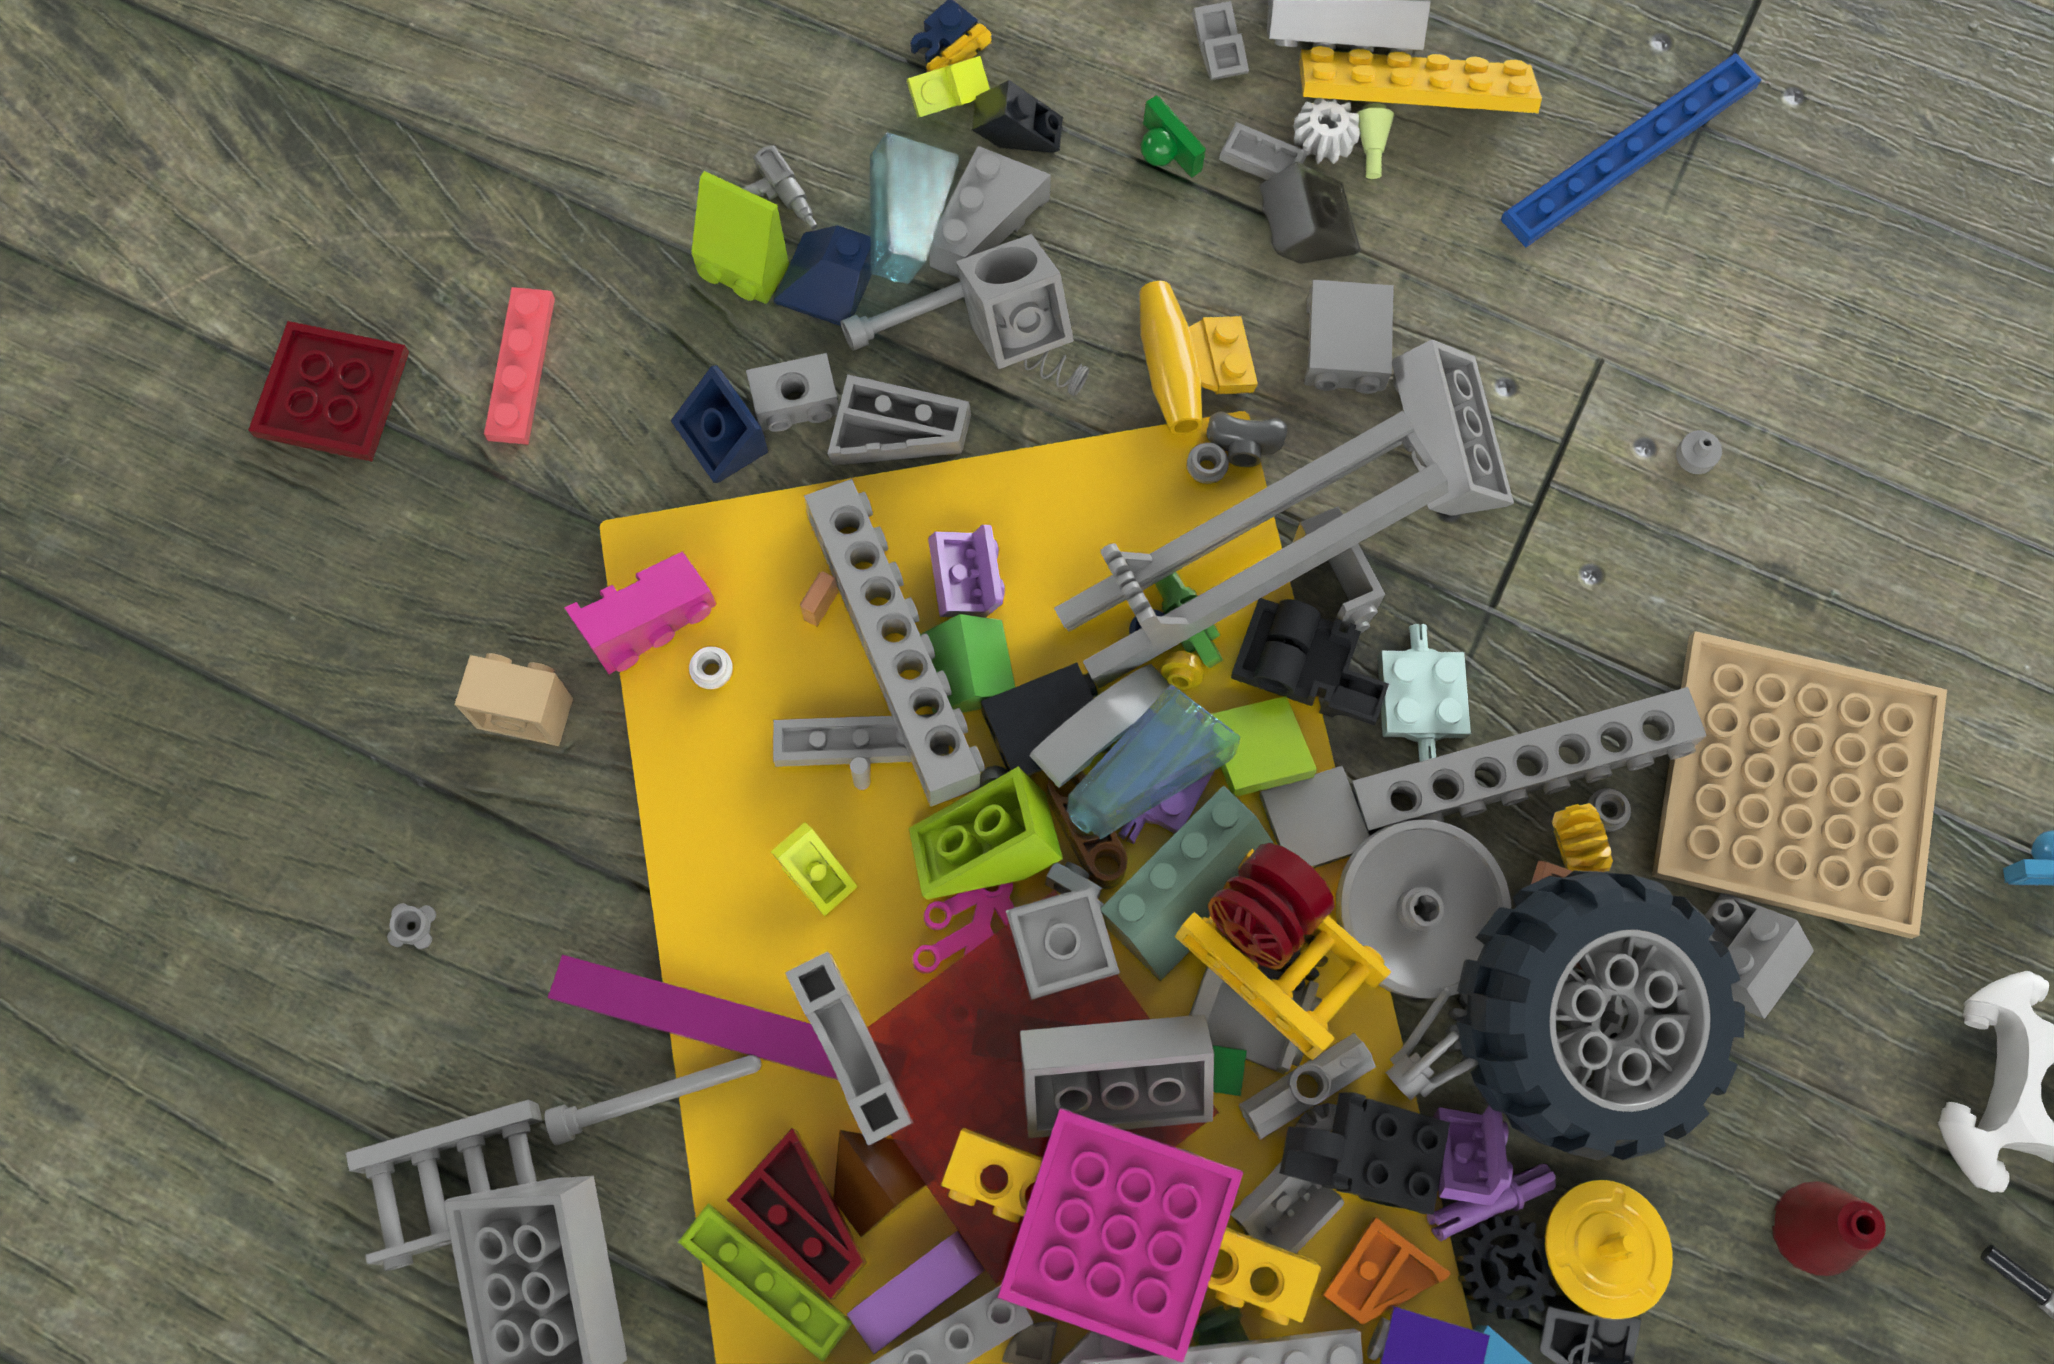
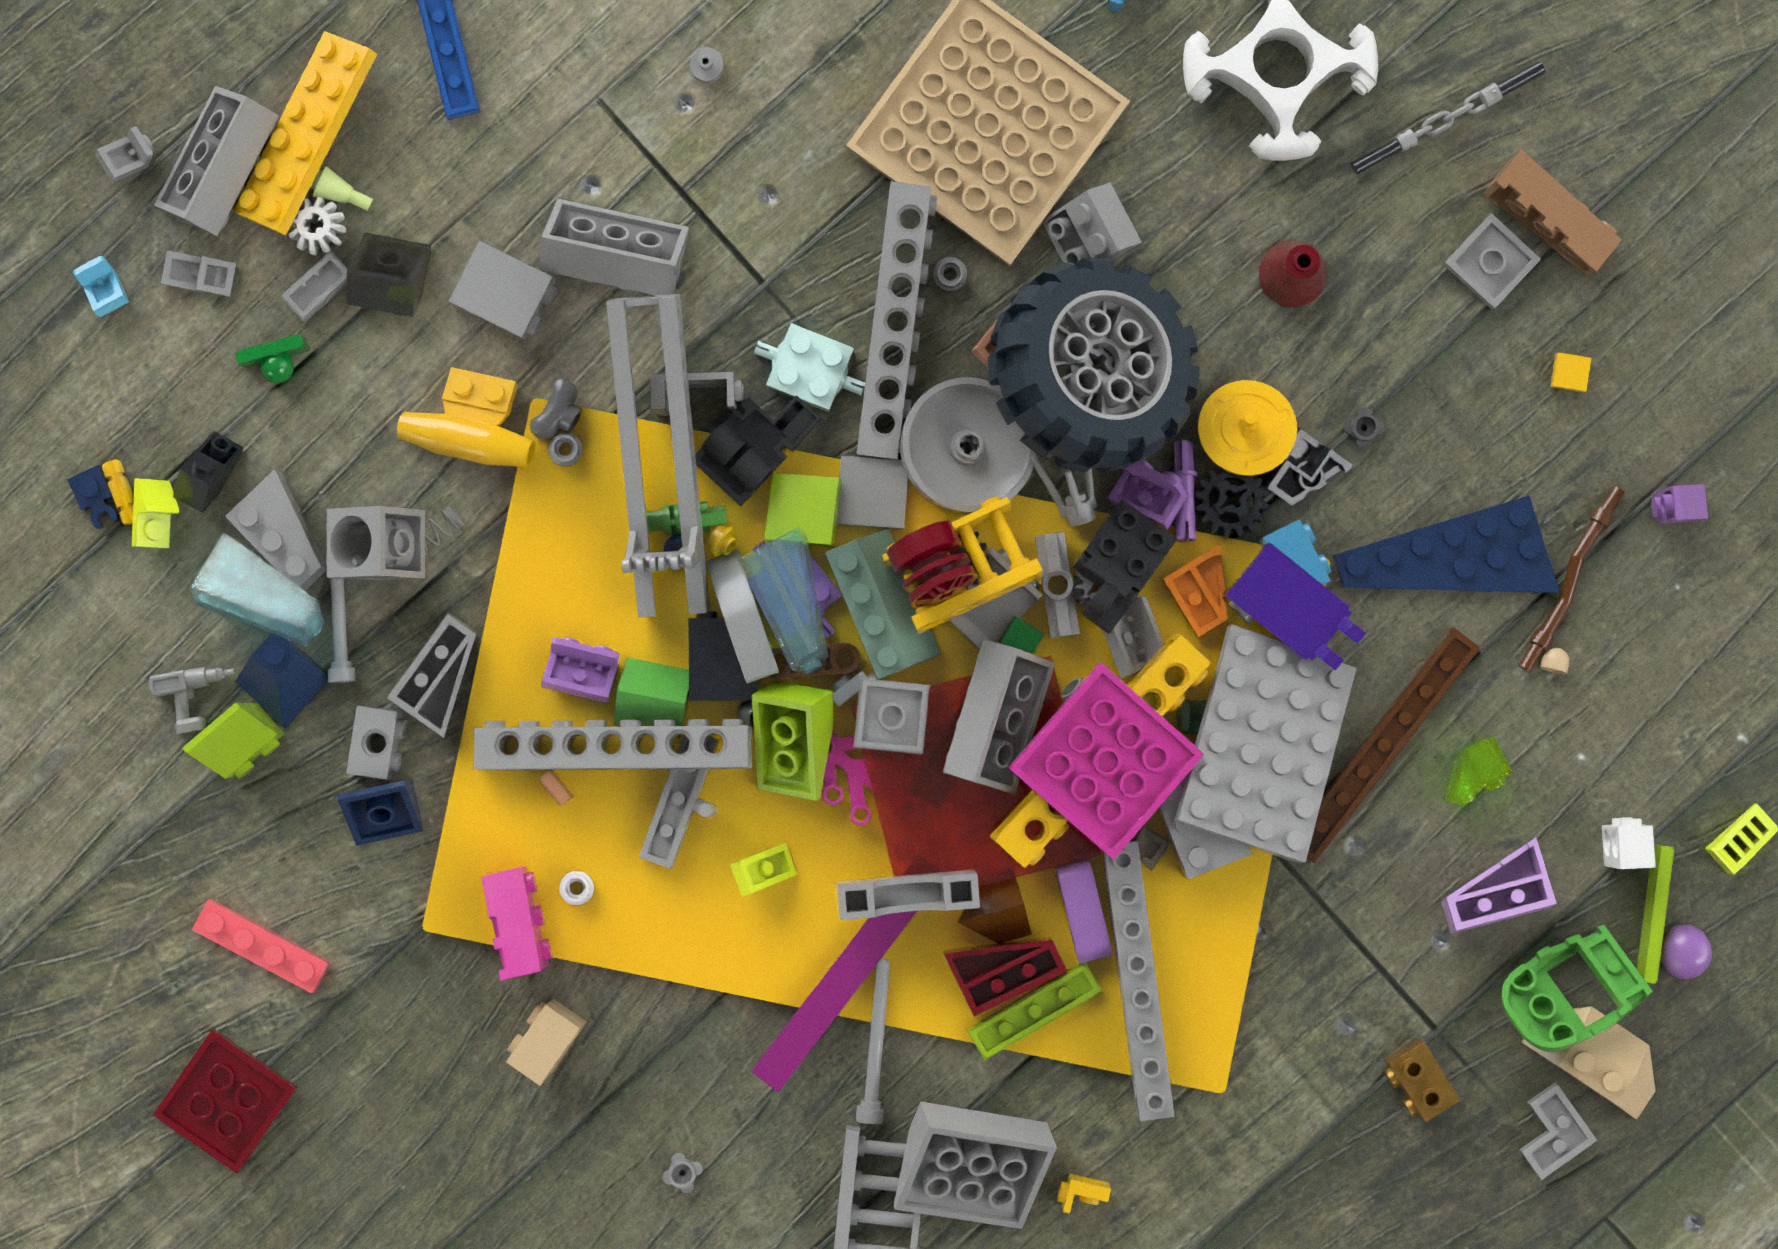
camera: 60 degrees left, 15 degrees up
(1582, 839) = (967, 309): yellow gear -> none

